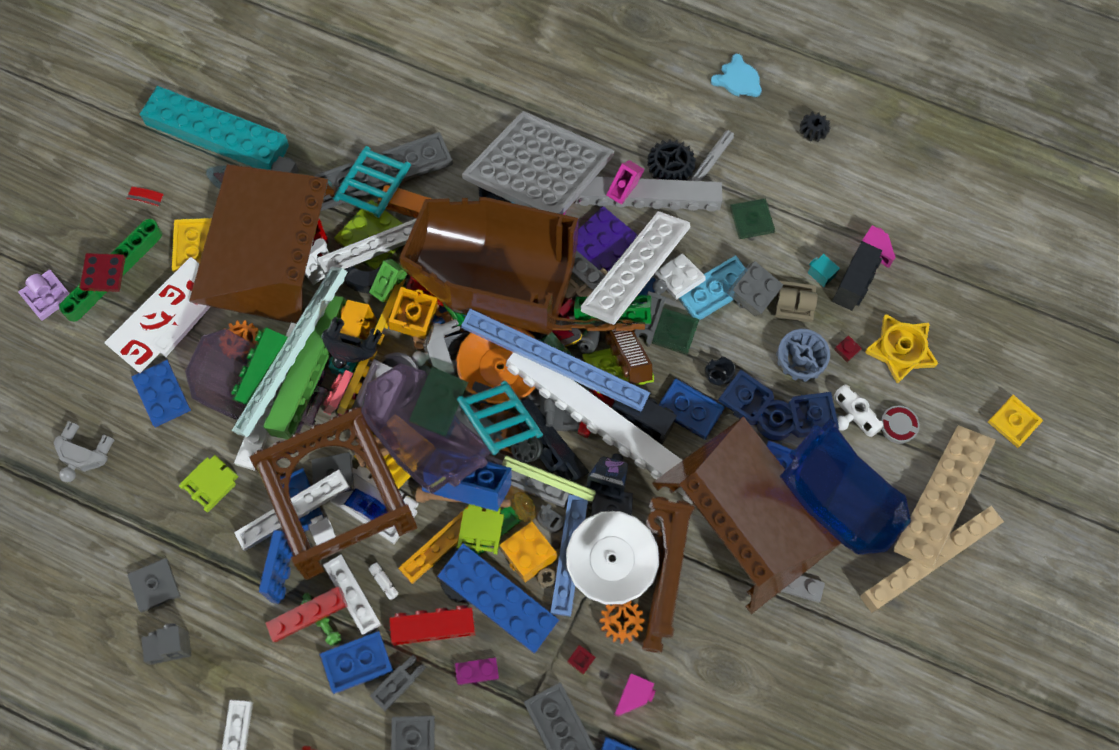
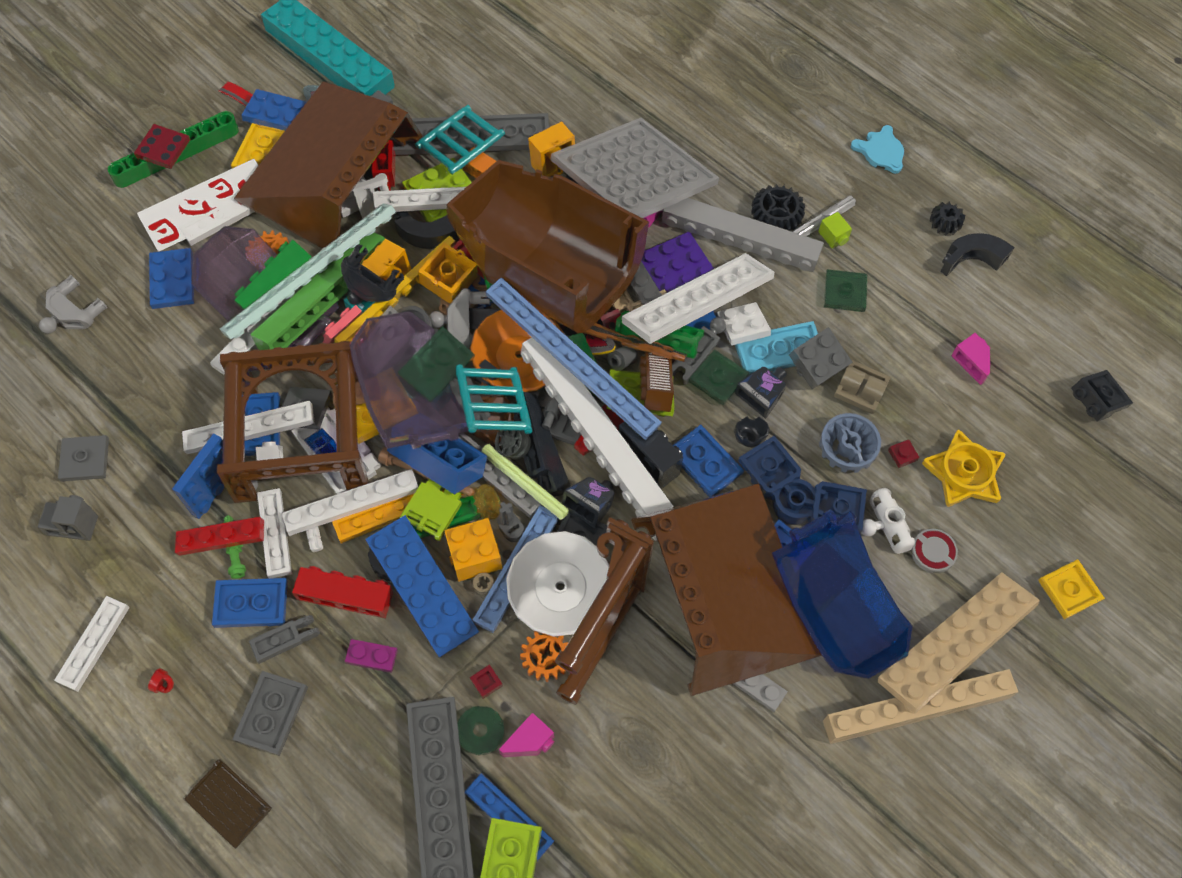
camera: 20 degrees right, 5 degrees down
(43, 294) = (100, 151): lavender plate -> none
(189, 204) = (272, 109): none -> blue plate
(209, 482) = (181, 376): lime plate -> none
(387, 277) = (435, 230): bright green plate -> none
(408, 546) = (350, 502): none -> white plate
(454, 164) = (547, 142): none -> light orange brick
(603, 697) = (484, 744): none -> clear green tile
(625, 181) = (719, 210): dark pink slope -> none
(716, 330) = (762, 389): none -> black torso
(726, 167) = (835, 230): none -> lime brick
(823, 270) = (904, 363): teal brick -> none
(850, 144) = (977, 246): none -> black arch
(858, 276) = (940, 379): black brick -> none
(987, 247) = (1101, 395): none -> black plate

